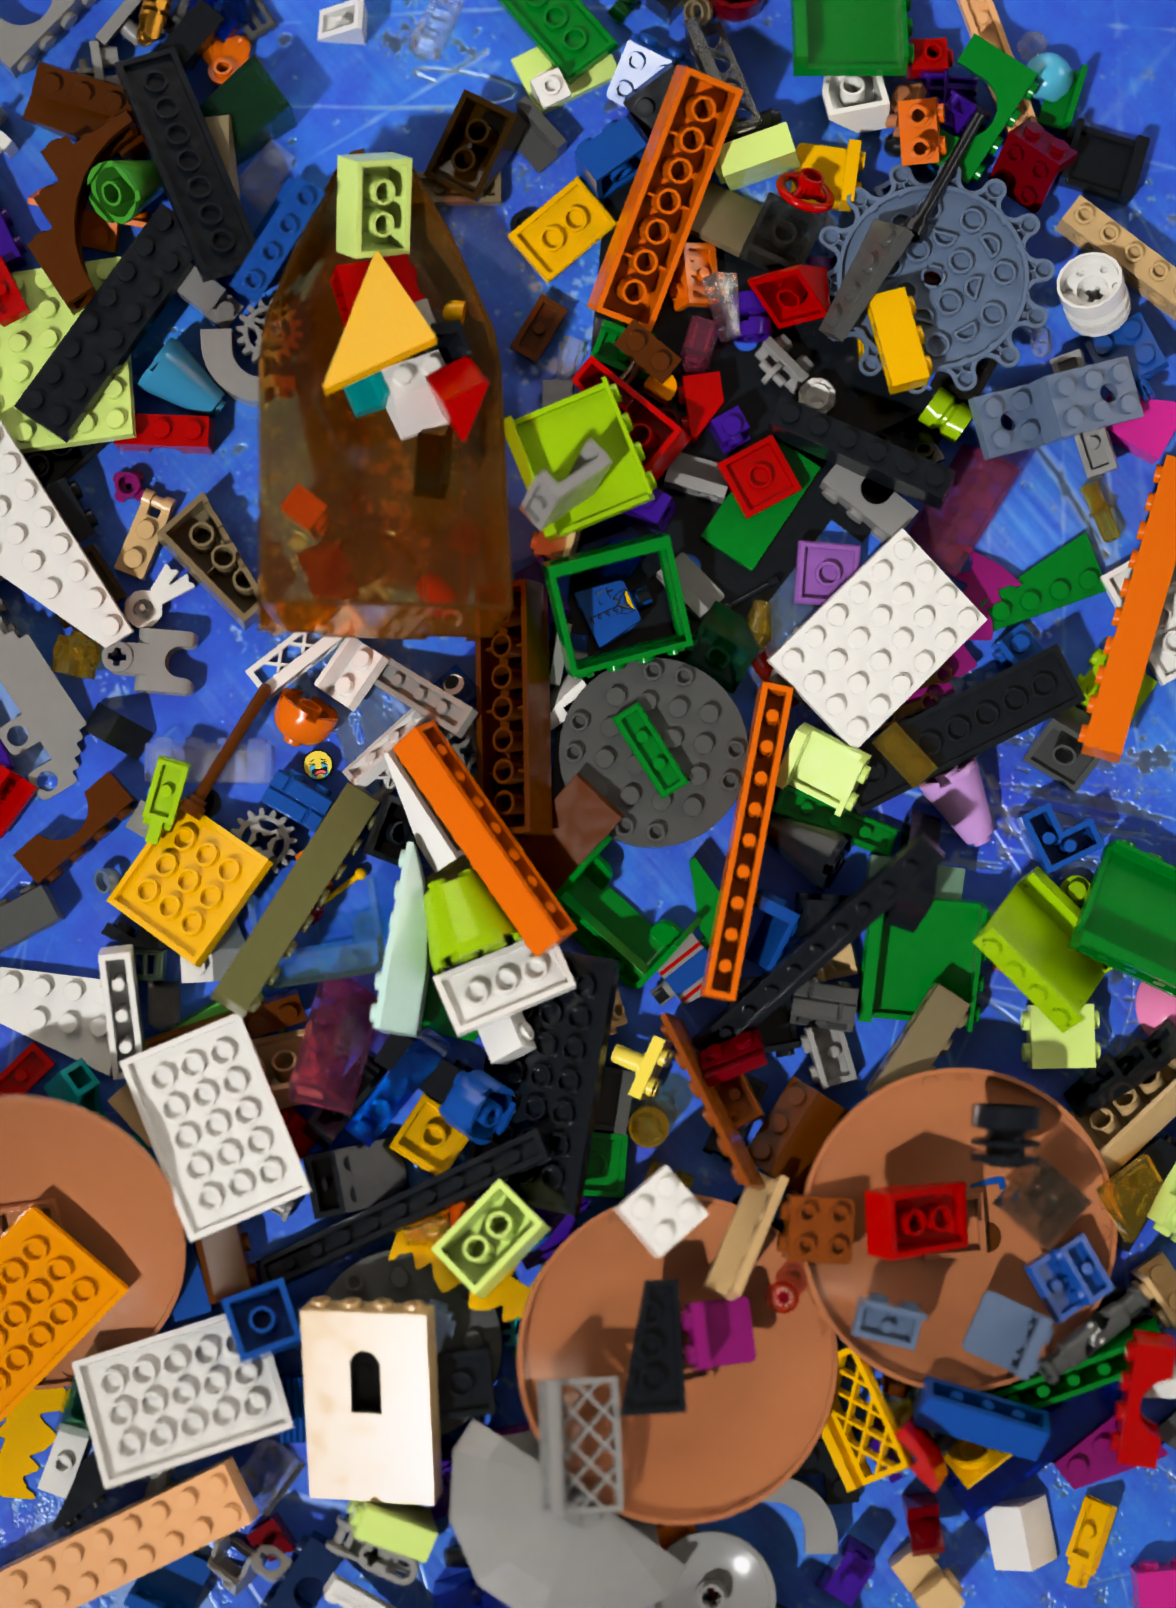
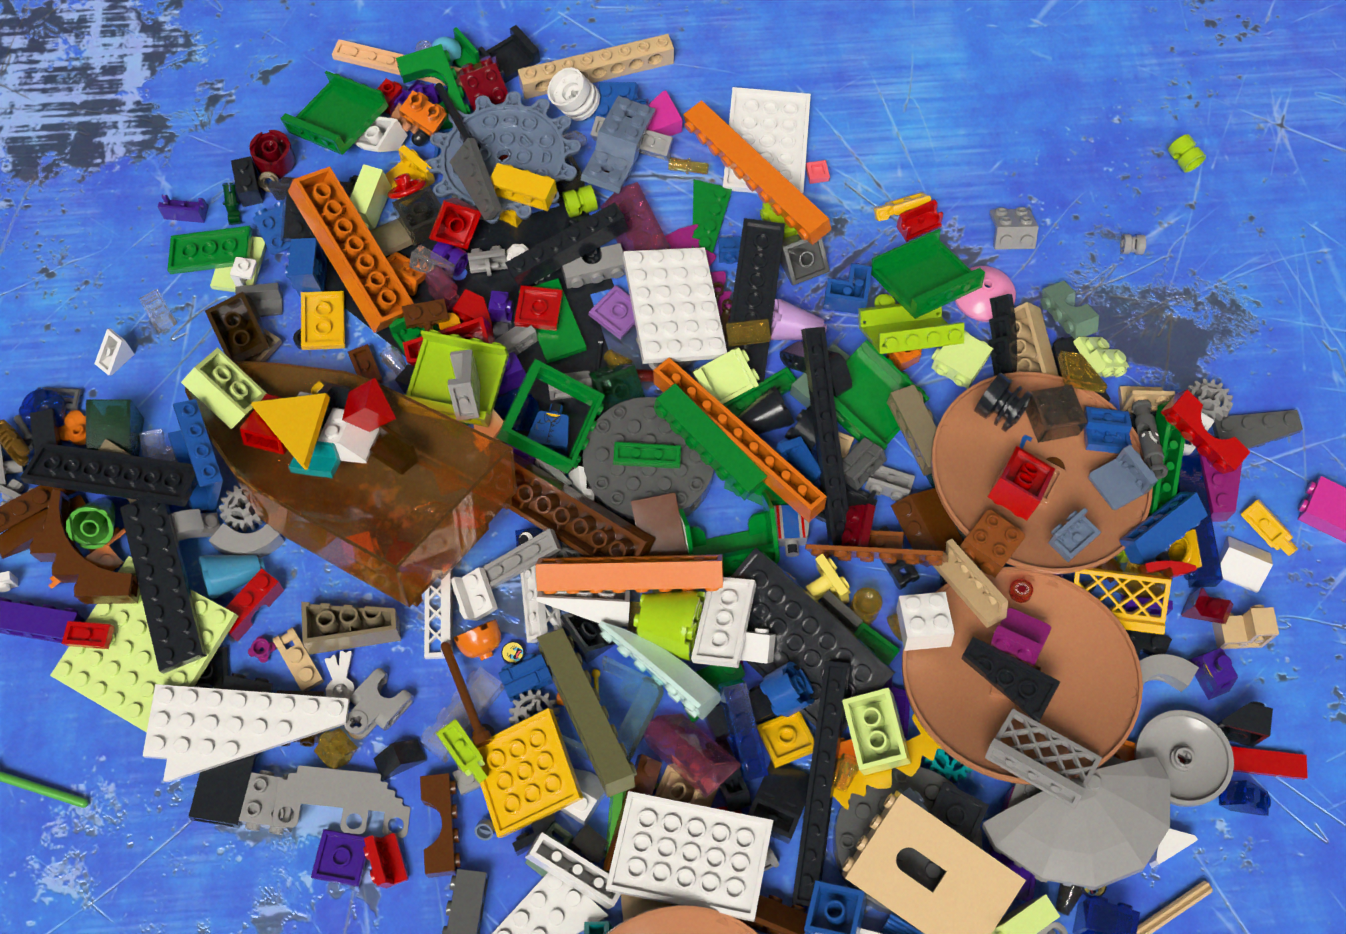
camera: 55 degrees left, 20 degrees down
(716, 812) = (709, 442): none -> green brick

